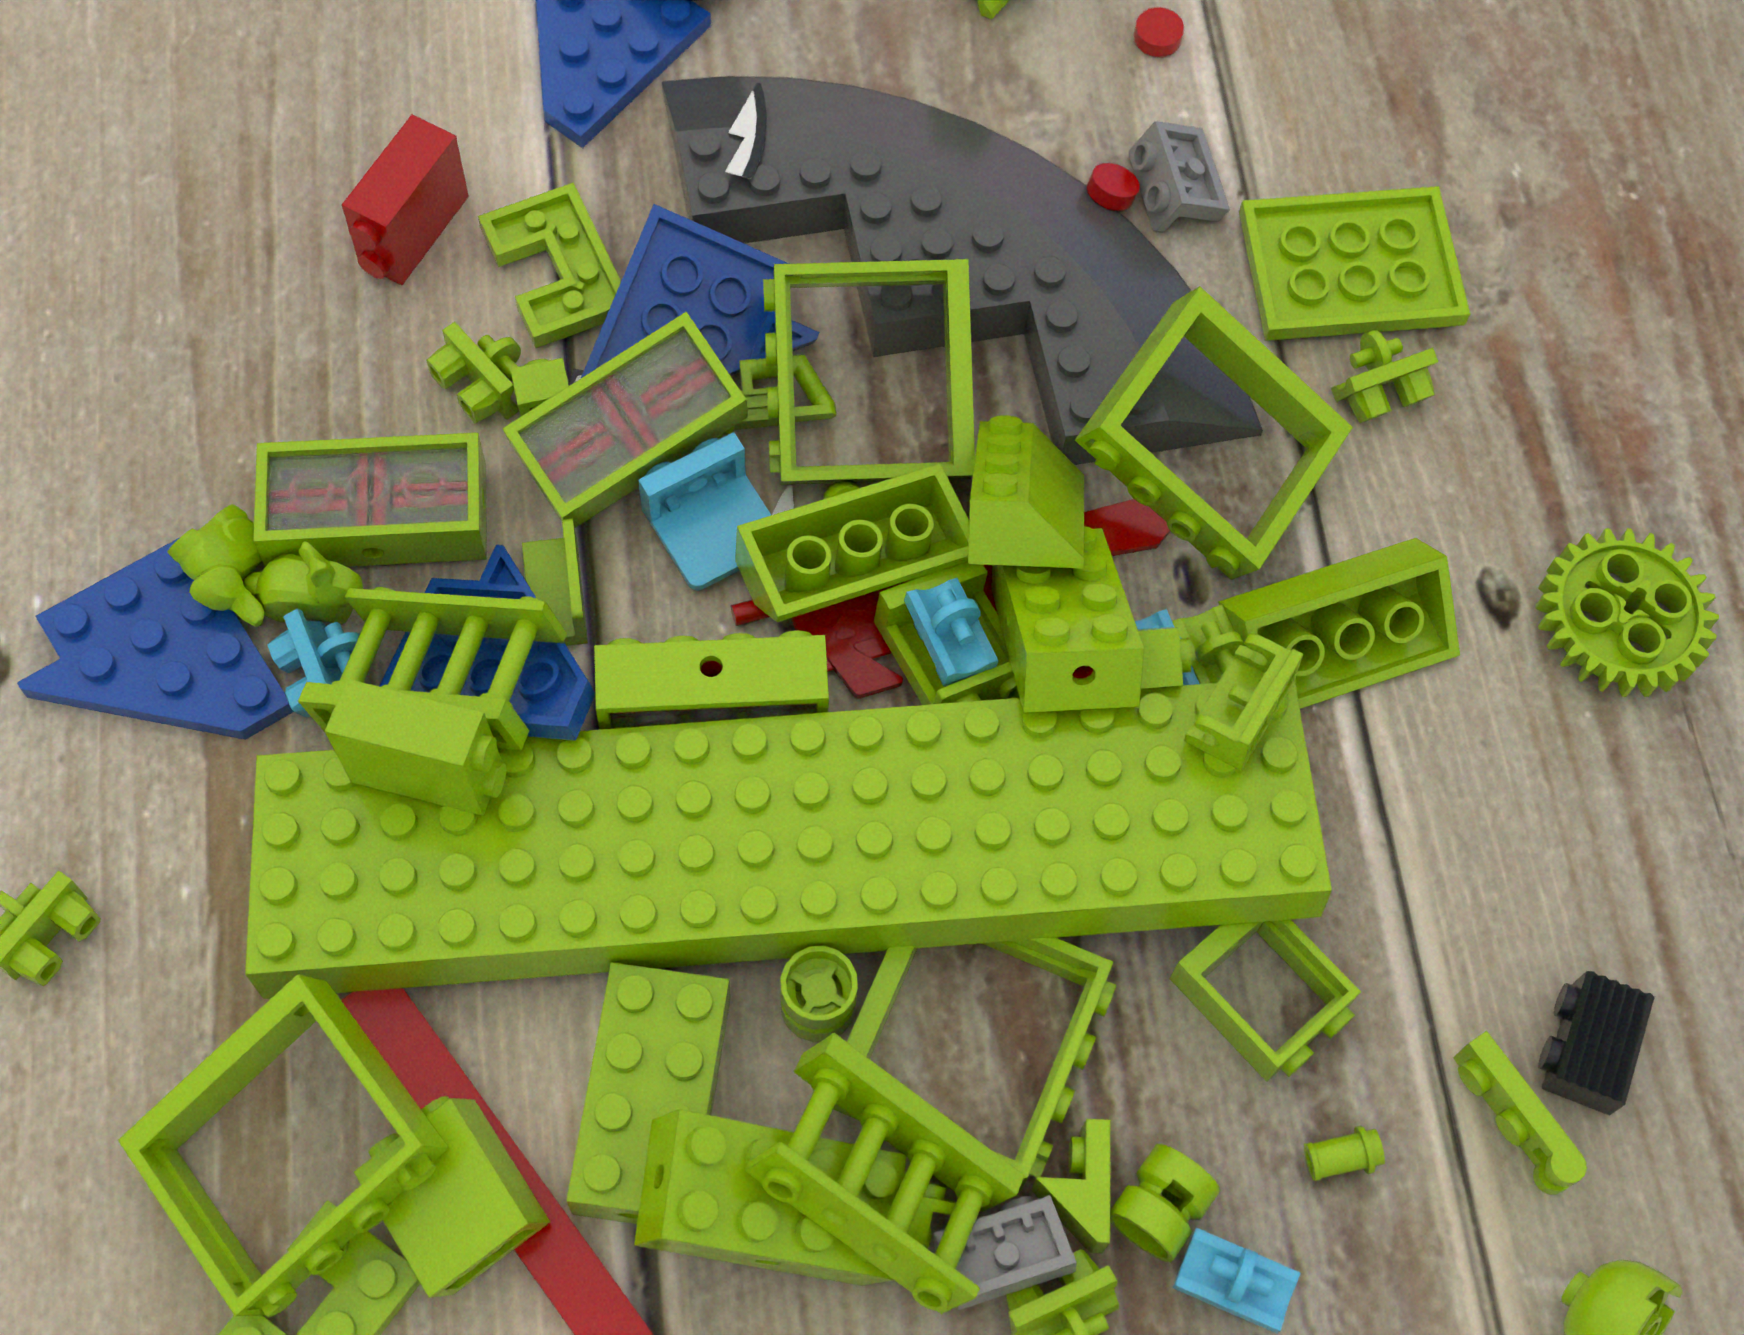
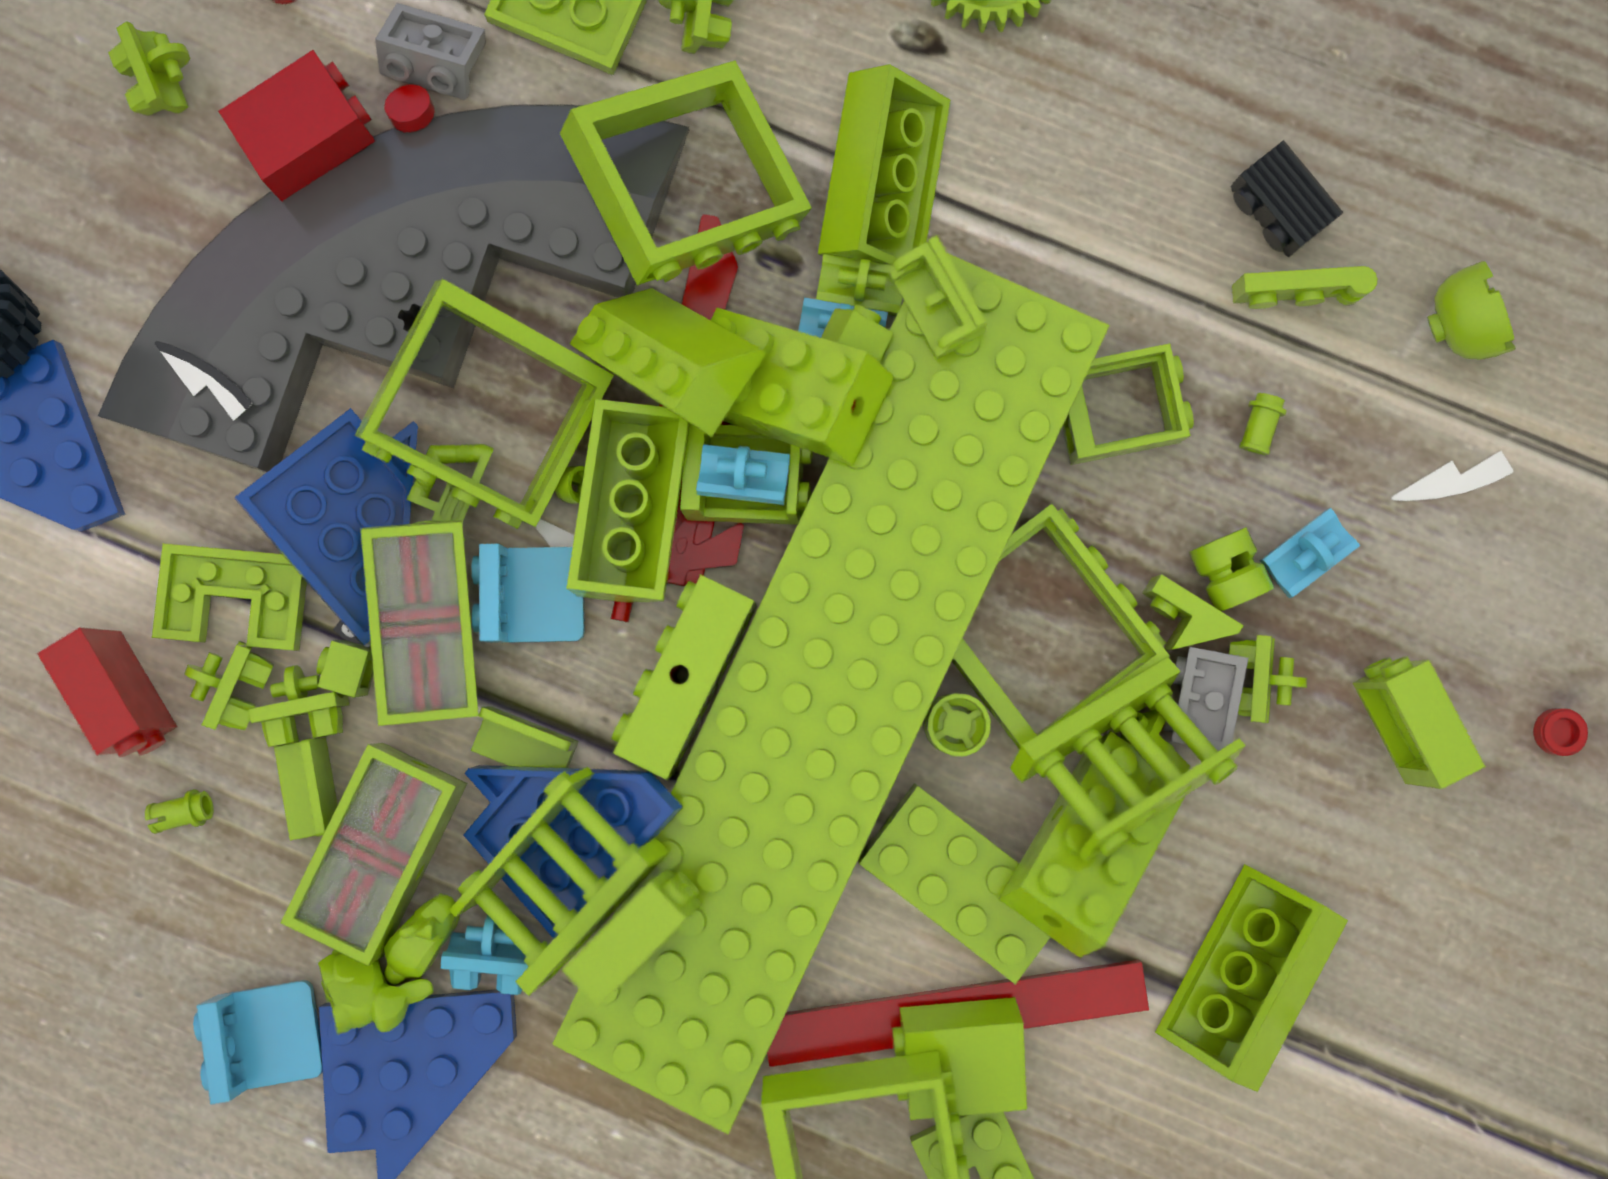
camera: 55 degrees left, 20 degrees up
(124, 493) = (258, 1039): none -> medium azure bracket
(328, 330) = (191, 809): none -> lime pin
(415, 409) = (306, 786): none -> lime panel
(468, 296) = (224, 707): none -> lime hips
(1034, 103) = (298, 124): none -> red brick

